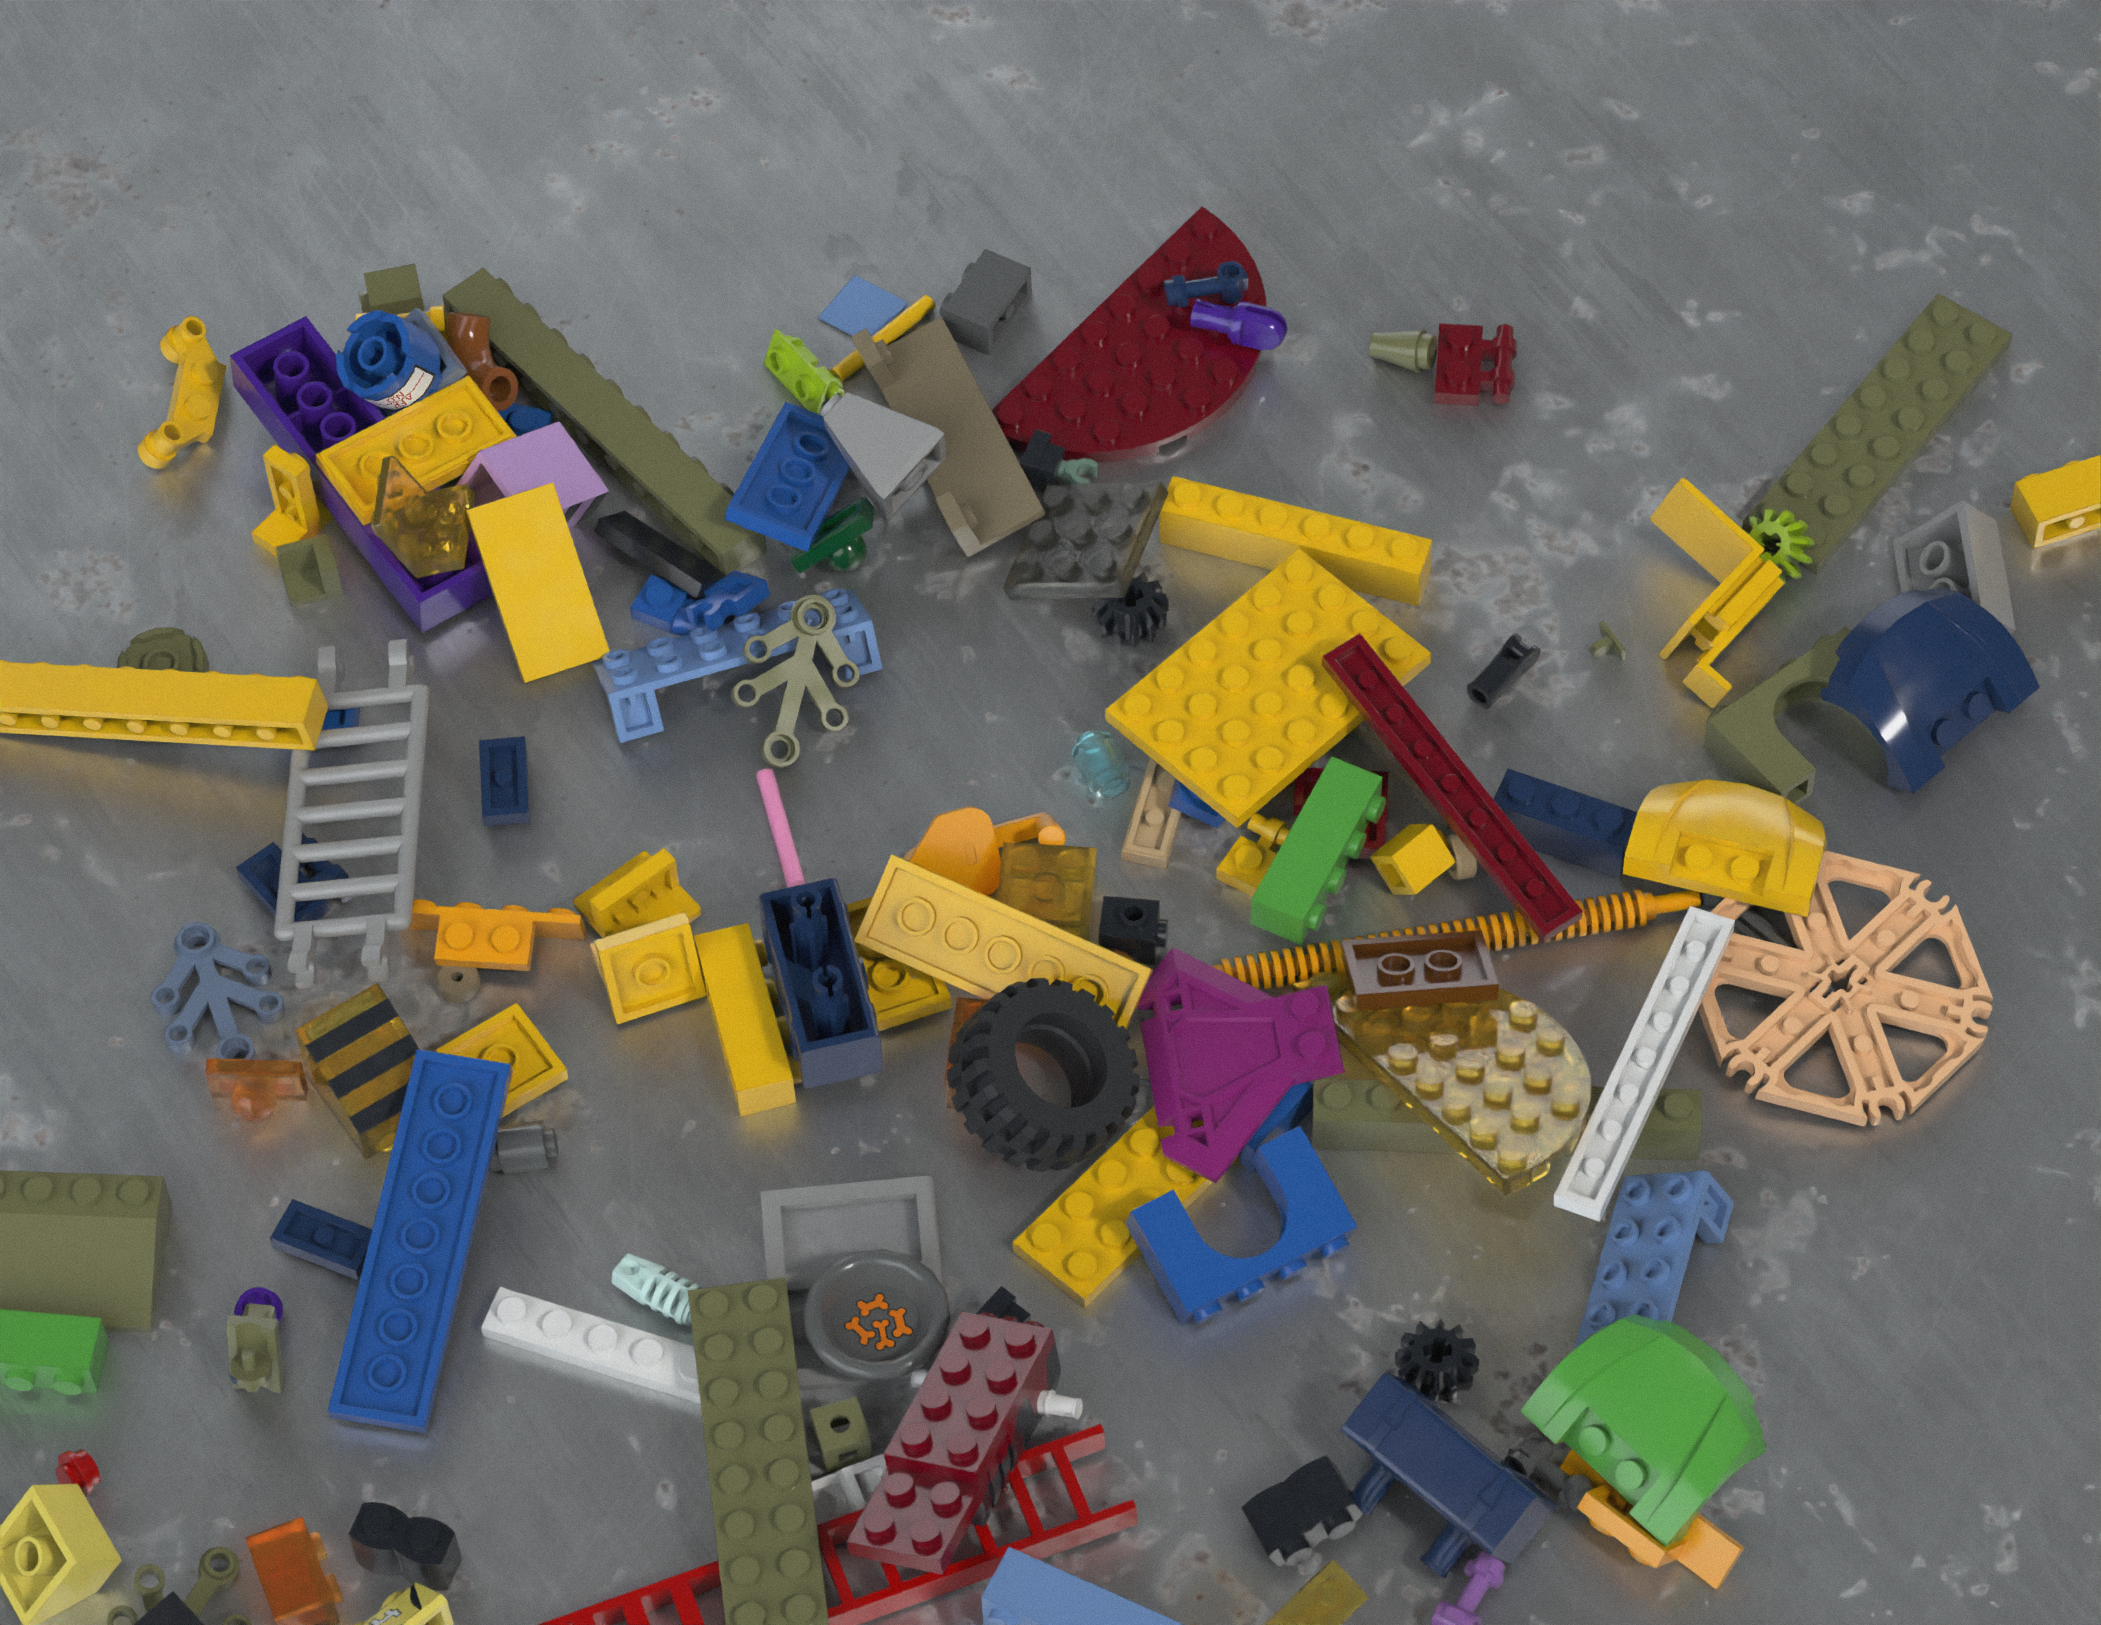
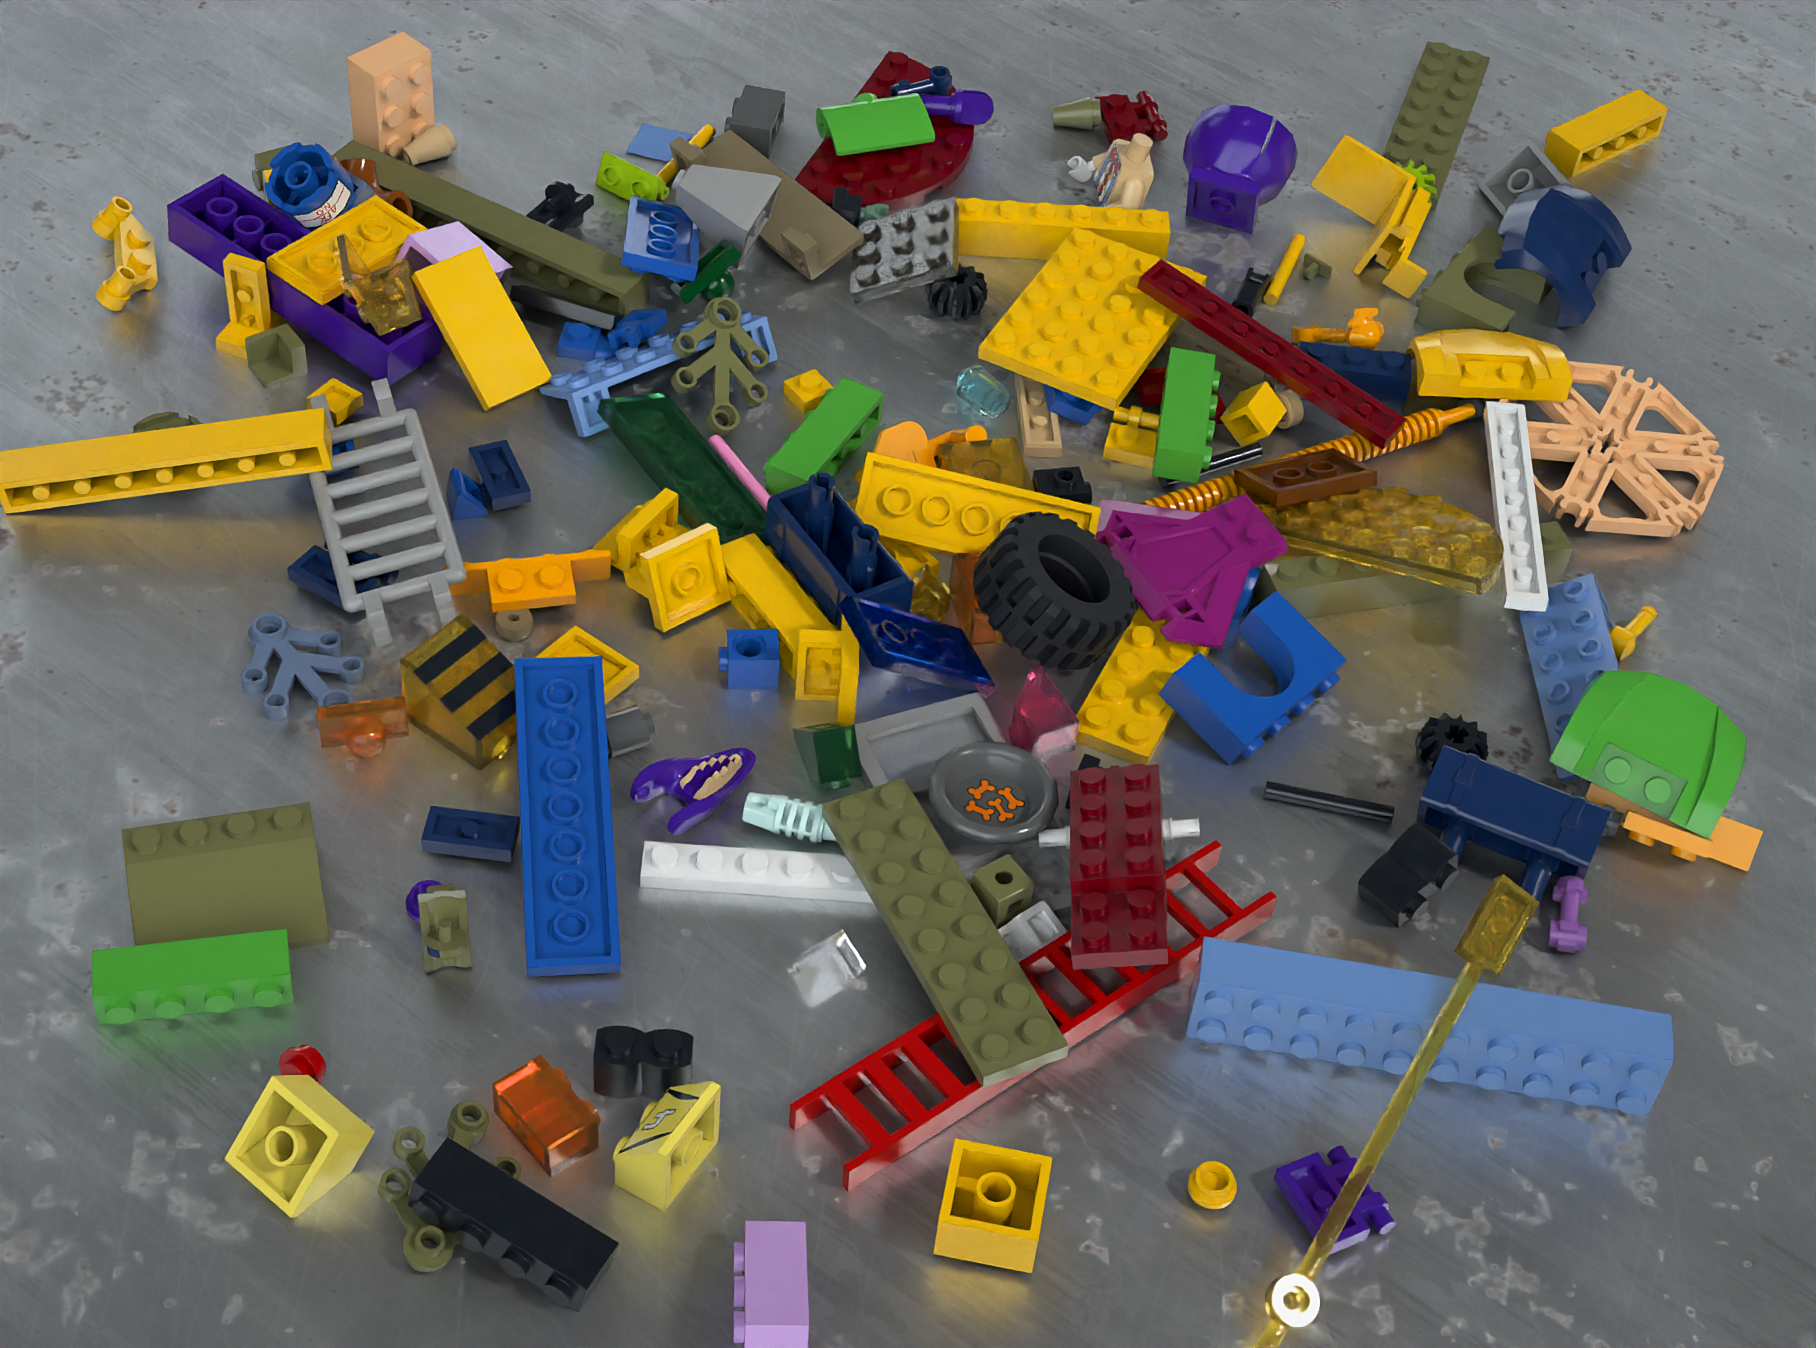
camera: 25 degrees left, 10 degrees down
(357, 644) = (340, 399): none -> yellow plate
(460, 803) = (464, 497): none -> blue slope
(540, 218) = (391, 93): none -> light nougat brick
(579, 280) = (431, 145): none -> tan cone
(583, 1223) = (698, 781): none -> dark purple animal
(632, 1479) = (827, 968): none -> clear panel
(696, 409) = (562, 207): none -> black hips
(696, 1100) = (751, 659): none -> blue brick
(710, 812) = (684, 462): none -> clear green plate
(731, 1220) = (829, 753): none -> clear green slope
(771, 1115) = (829, 668): none -> yellow bracket
(863, 1116) = (916, 646): none -> clear blue tile
(885, 803) = (826, 436): none -> bright green brick
(902, 722) = (806, 390): none -> yellow plate
(922, 1040) = (930, 594): none -> clear yellow plate
(980, 1225) = (1042, 718): none -> clear pink slope
(1121, 340) = (875, 123): none -> bright green panel
(1268, 1397) = (1329, 802): none -> black bar
(1365, 911) = (1224, 460): none -> black bar
(1403, 475) = (1121, 172): none -> tan torso
(1538, 493) = (1227, 165): none -> dark purple plate
(1567, 638) = (1284, 269): none -> yellow bar
(1601, 763) = (1363, 331): none -> light orange piece
(1718, 1262) = (1624, 638): none -> yellow piece

